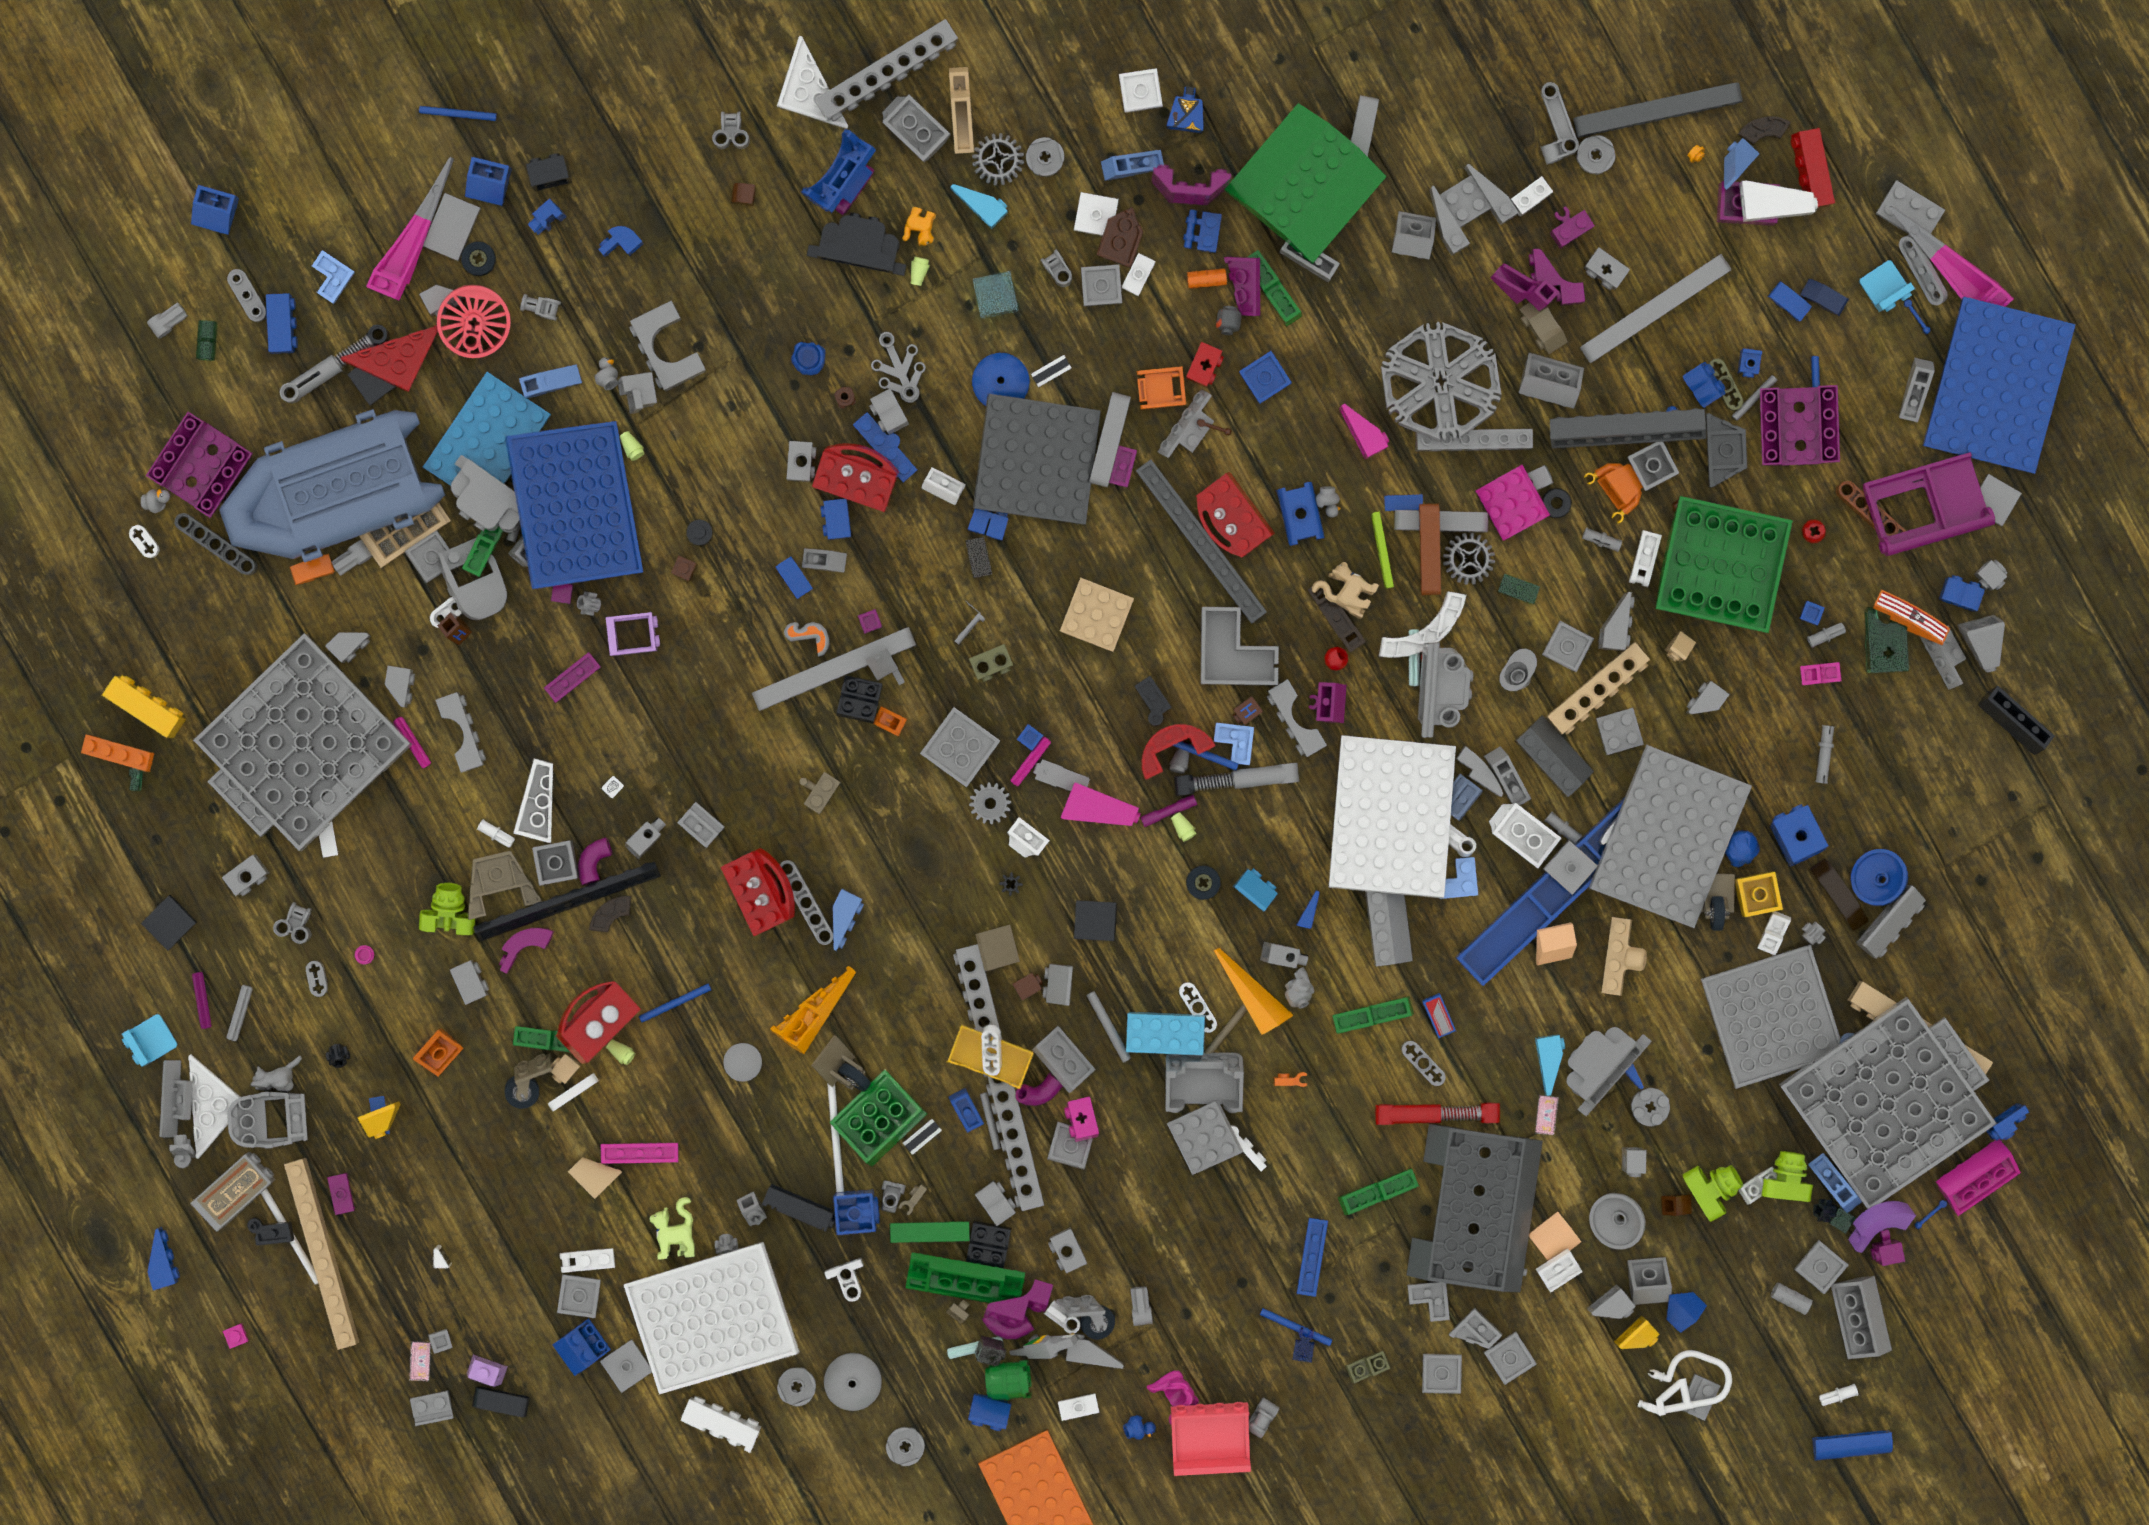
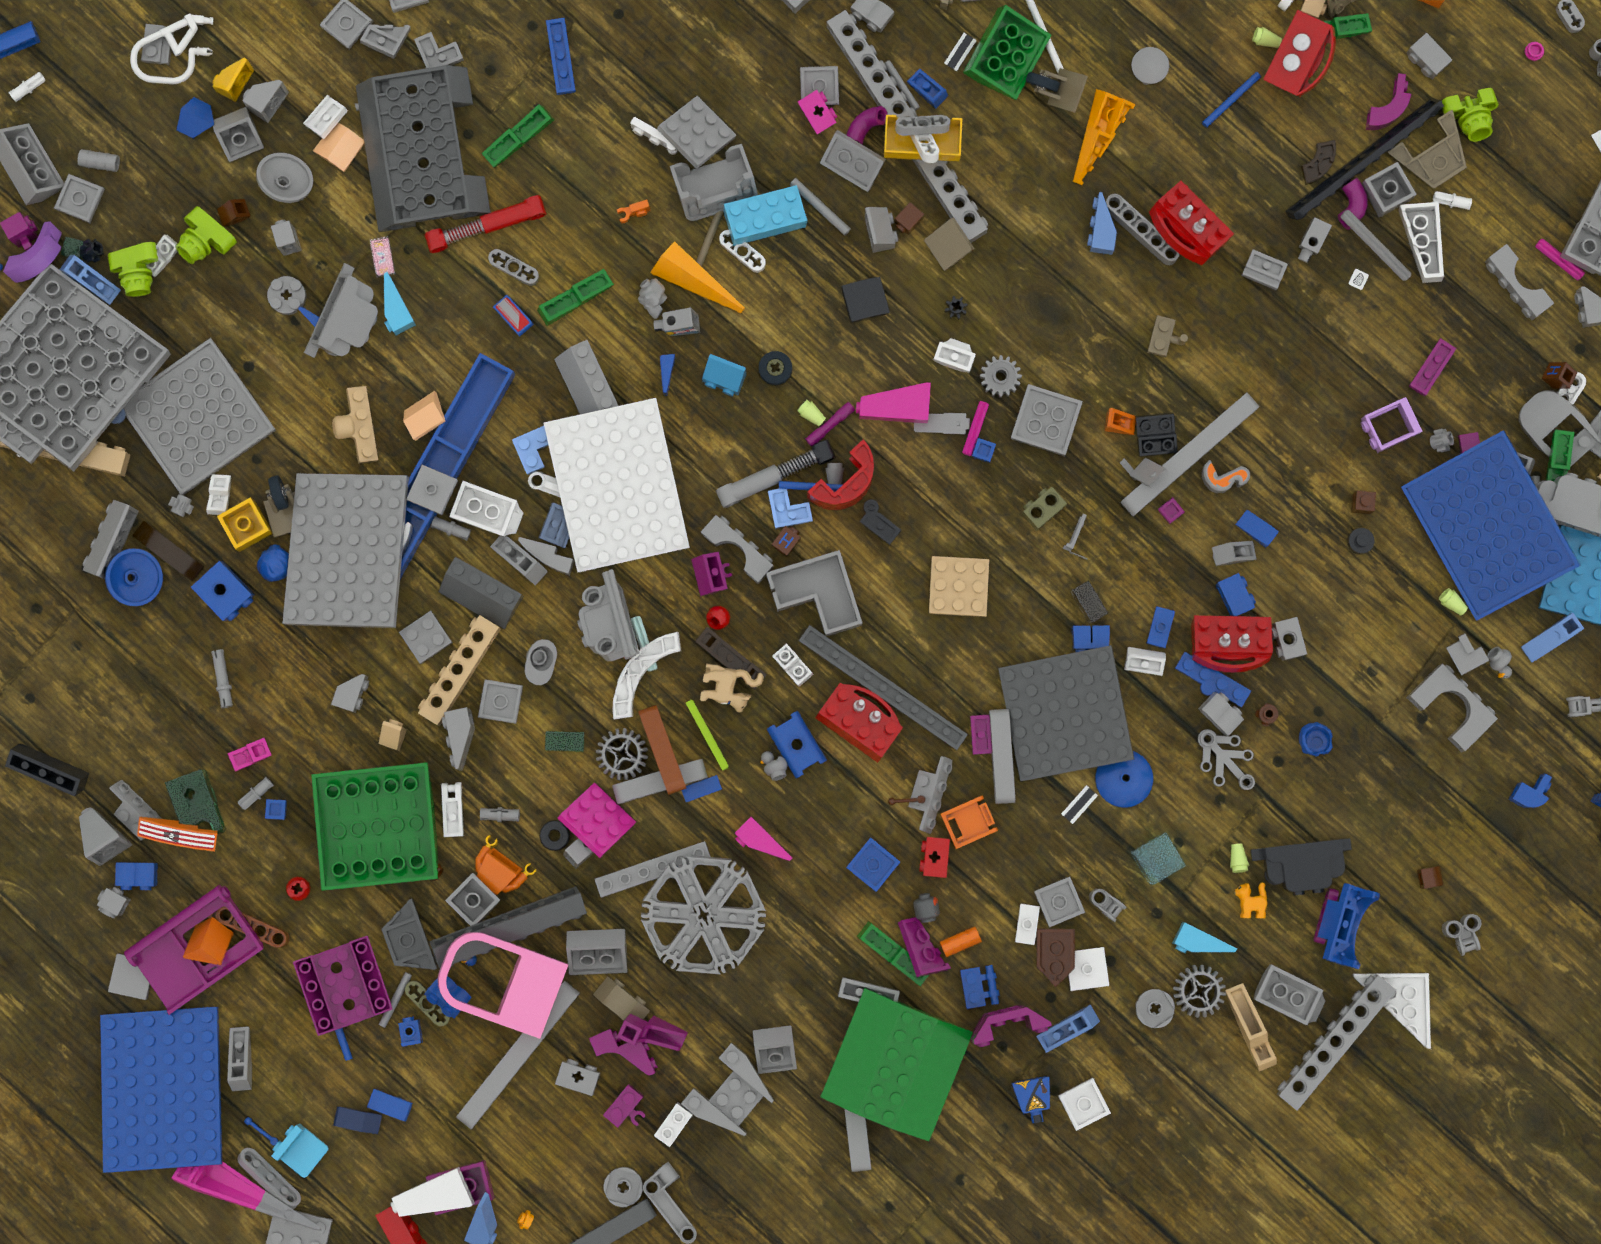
camera: 160 degrees right, 5 degrees down
(586, 812) = (1360, 229): none -> light grey axle
(918, 513) = (1160, 627): none -> blue plate
(981, 1071) = (911, 125): none -> light grey beam
(1279, 591) = (792, 665): none -> white slope
(1627, 362) = (529, 990): none -> bright pink window
(1912, 506) = (209, 942): none -> orange slope

